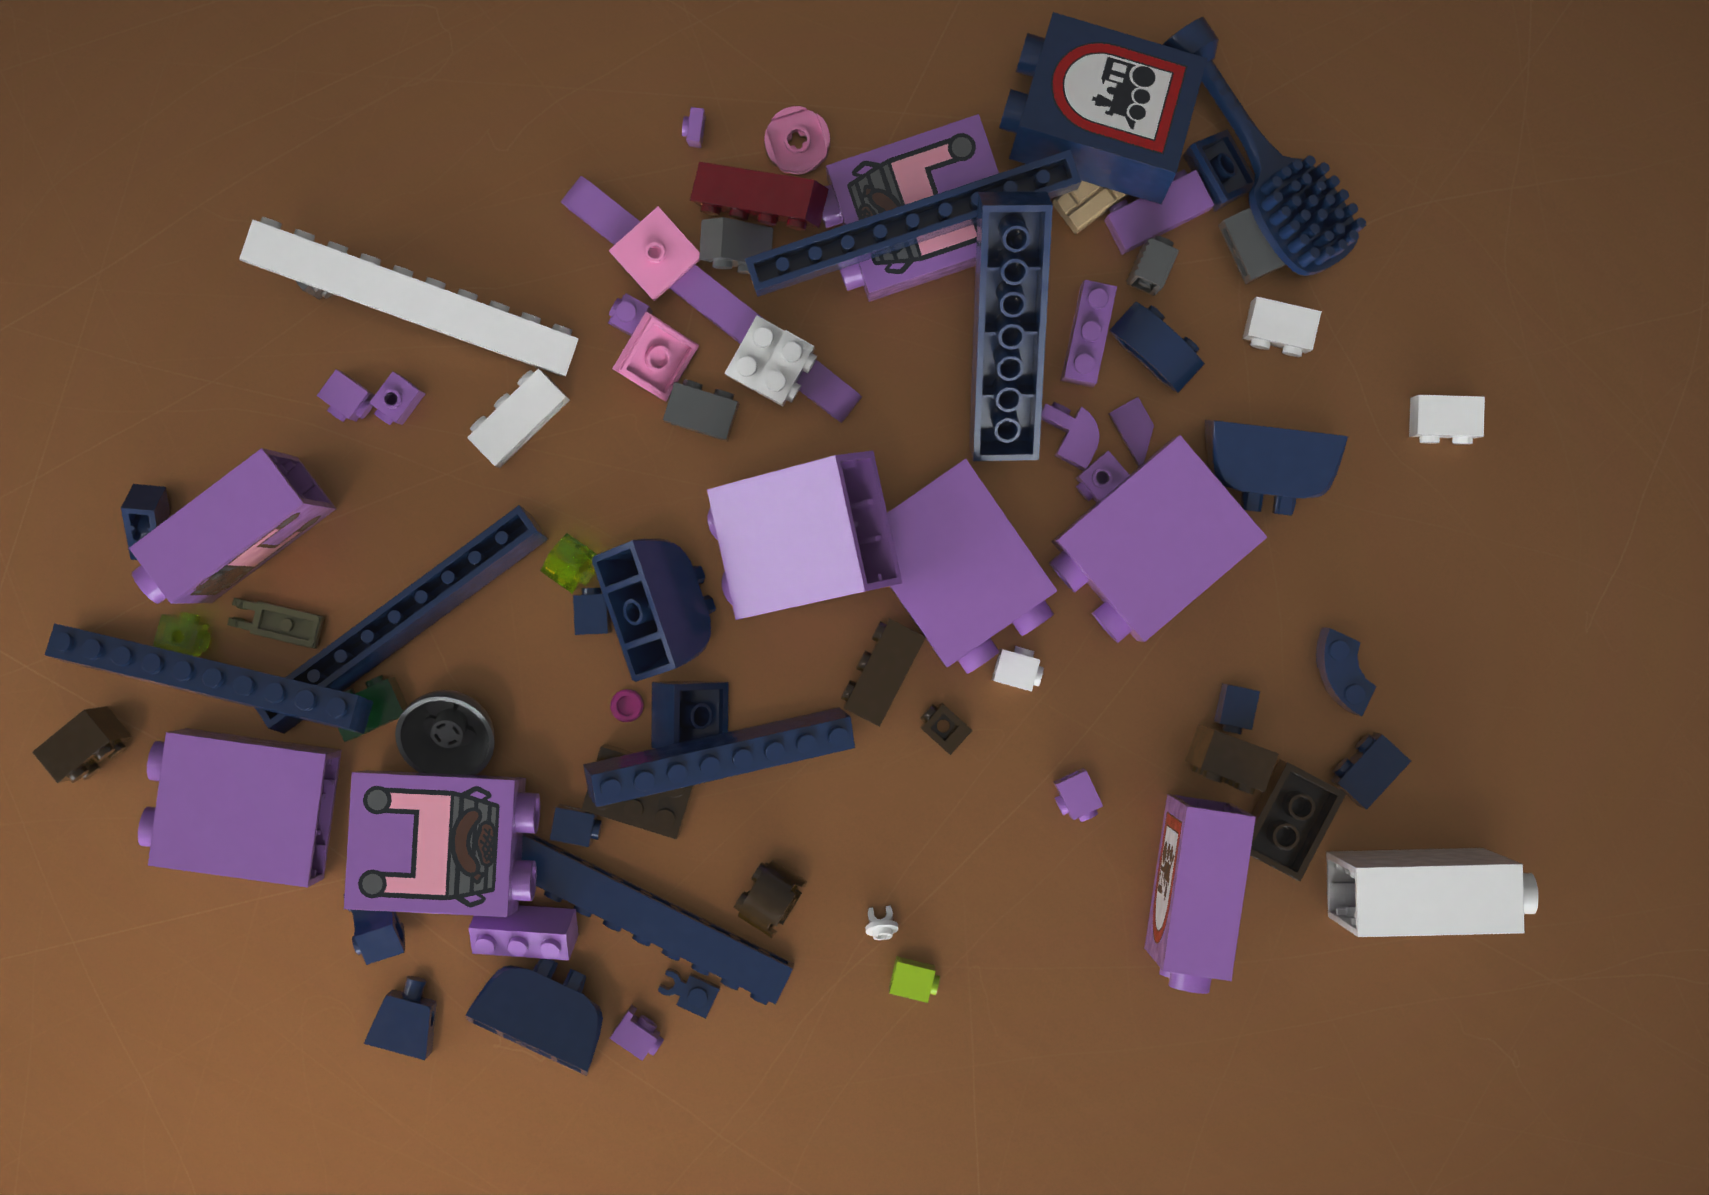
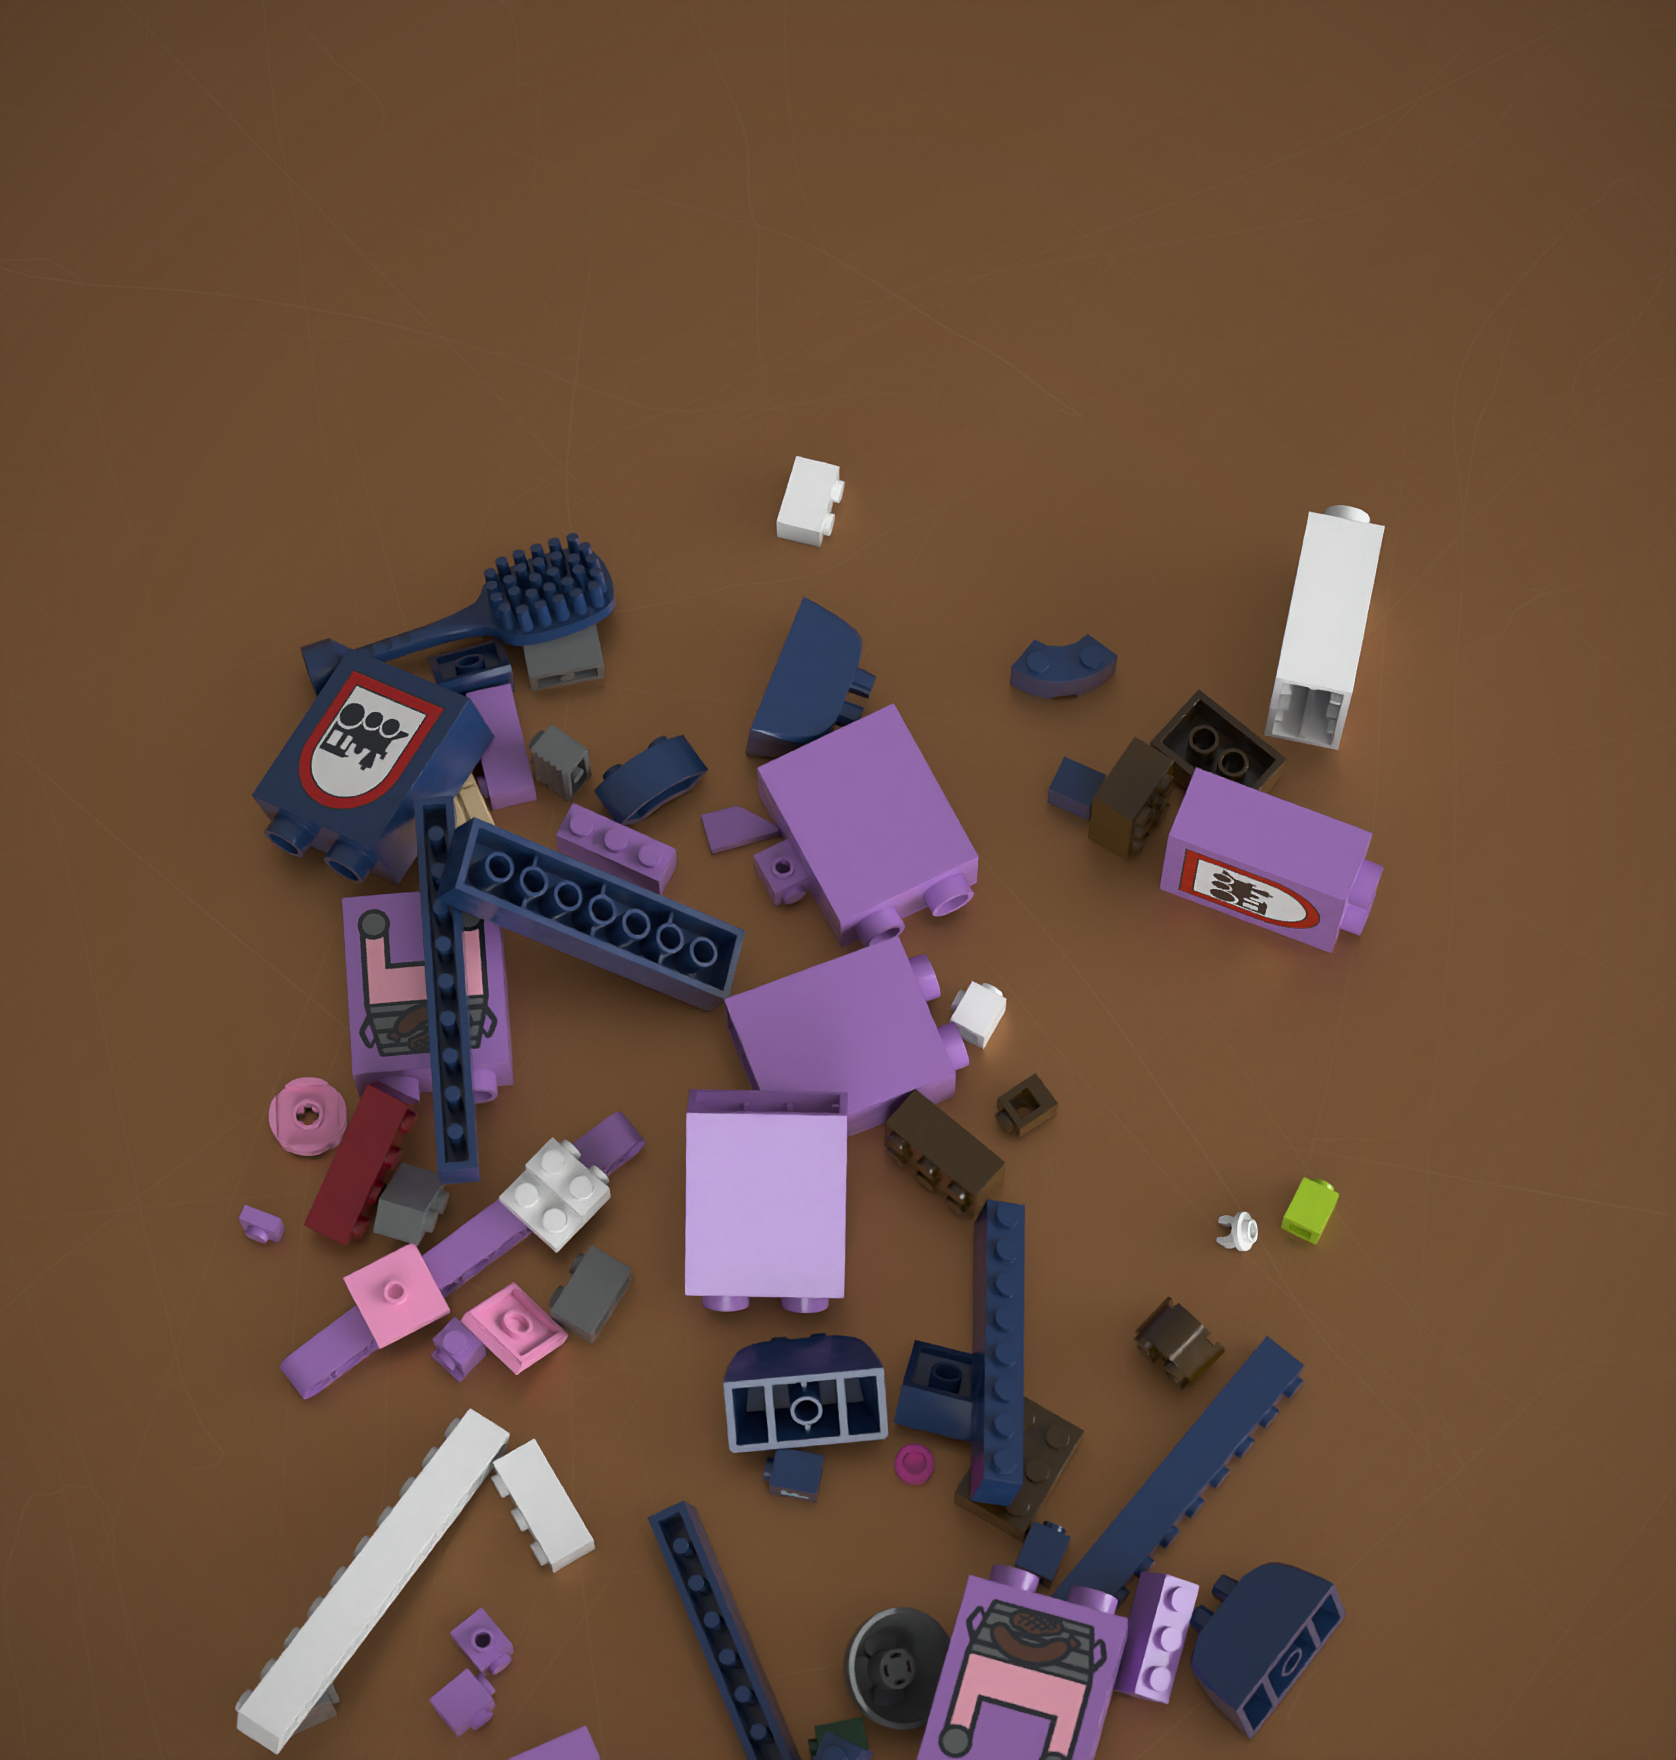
camera: 80 degrees left, 20 degrees down
(569, 563) = (731, 1483): clear neon green brick -> none
(637, 1034) = (1307, 1539): medium lavender brick -> none
(695, 993) = (1275, 1466): dark blue plate -> none
(1077, 796) = (1138, 980): medium lavender brick -> none
(1080, 437) = (731, 886): medium lavender brick -> none
(1281, 326) = (662, 647): white brick -> none
(1369, 769) = (1179, 664): dark blue brick -> none

